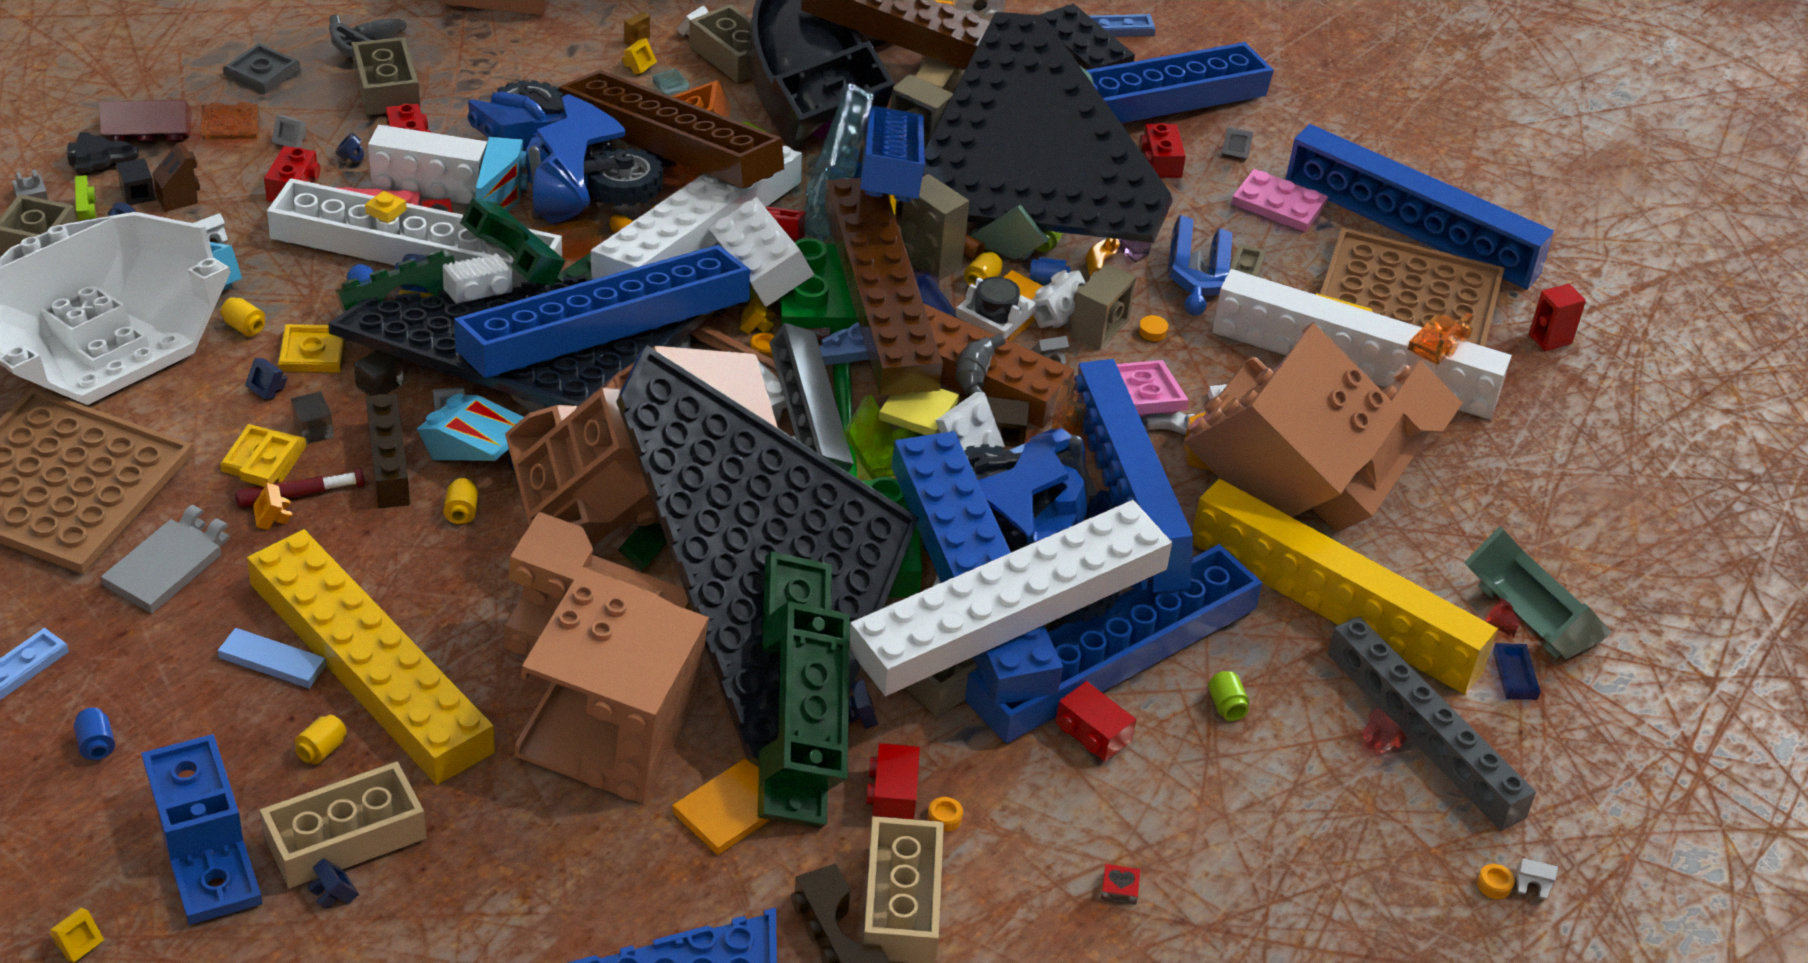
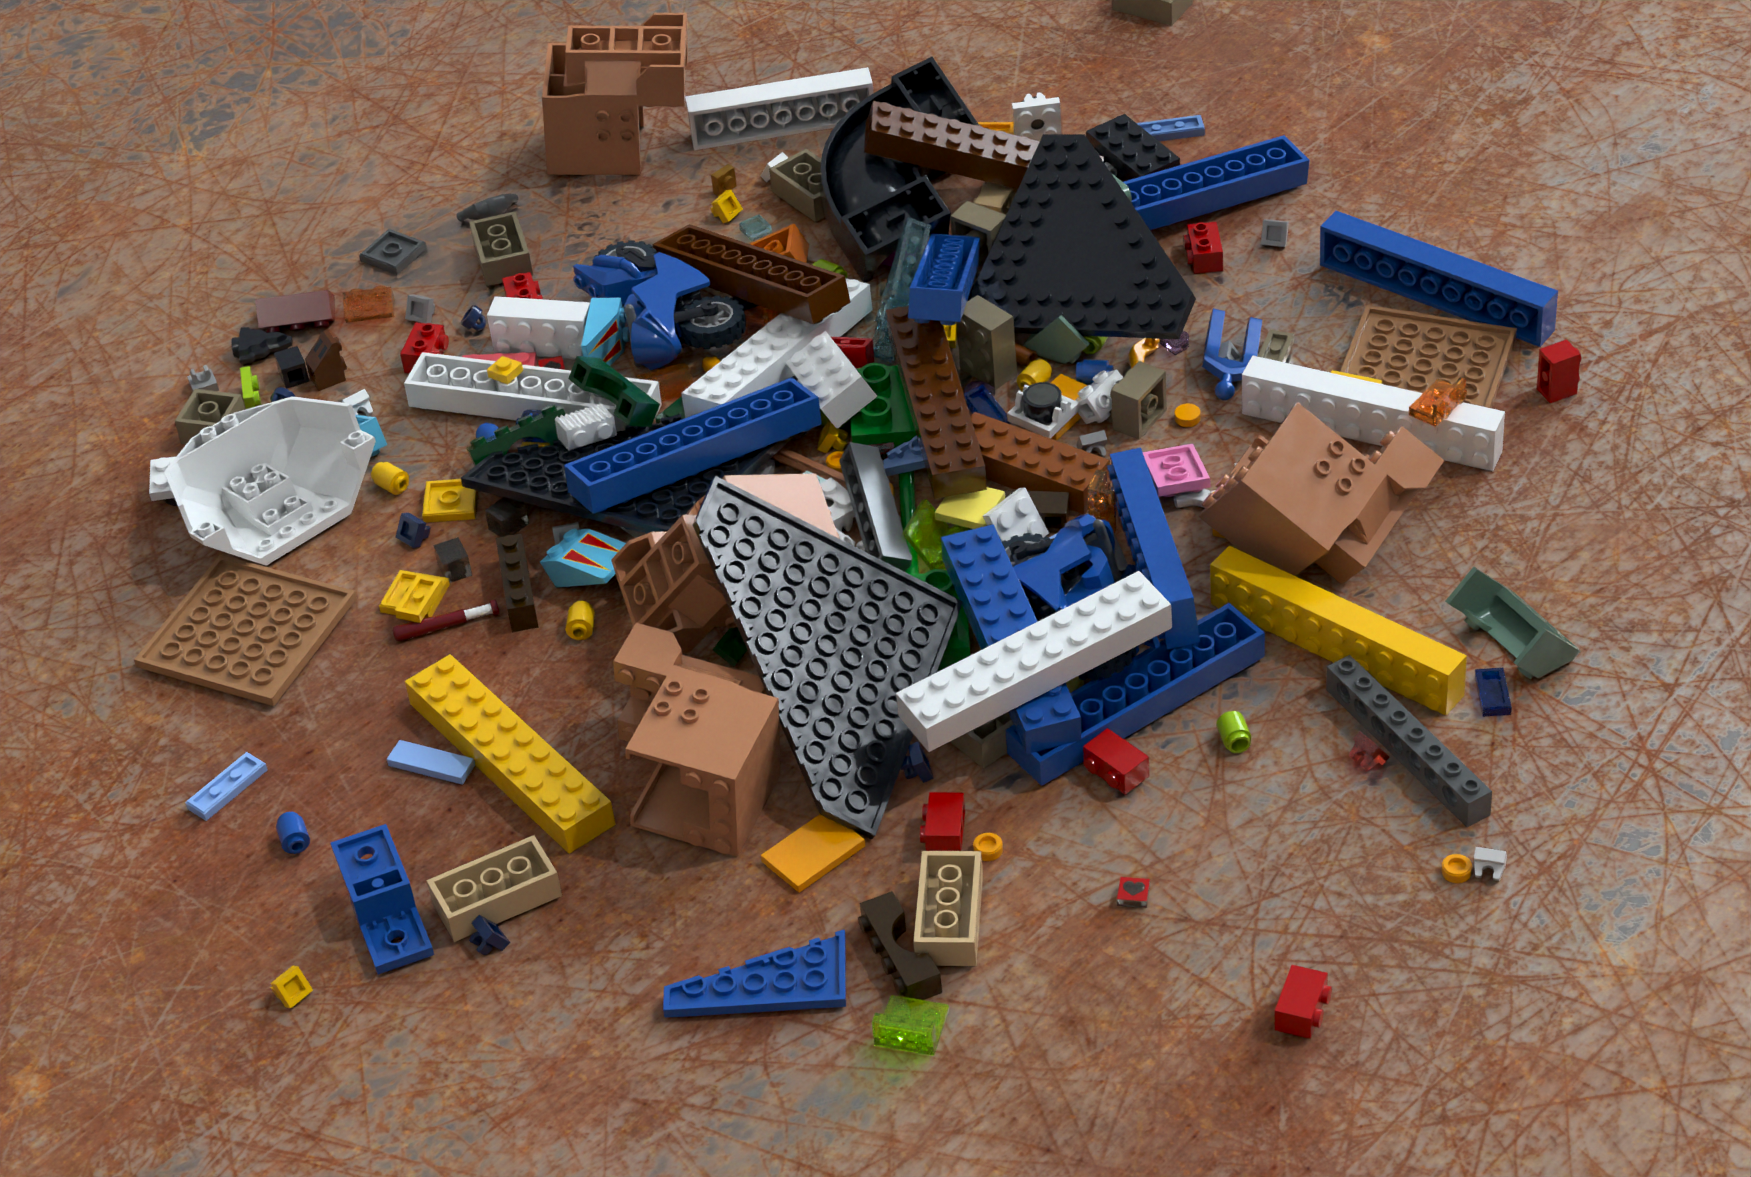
camera: 10 degrees right, 0 degrees up
(167, 560) = (341, 689): light grey tile -> none
(271, 507) = (423, 639): light orange tile -> none
(320, 739) = (473, 823): yellow brick -> none
(343, 36) = (463, 215): dark grey piece -> none
(813, 692) = (868, 753): dark green bracket -> none
(975, 361) = (1019, 461): dark grey piece -> none
(1279, 200) = (1312, 284): bright pink plate -> none
(1504, 618) = (1485, 647): clear red tile -> none

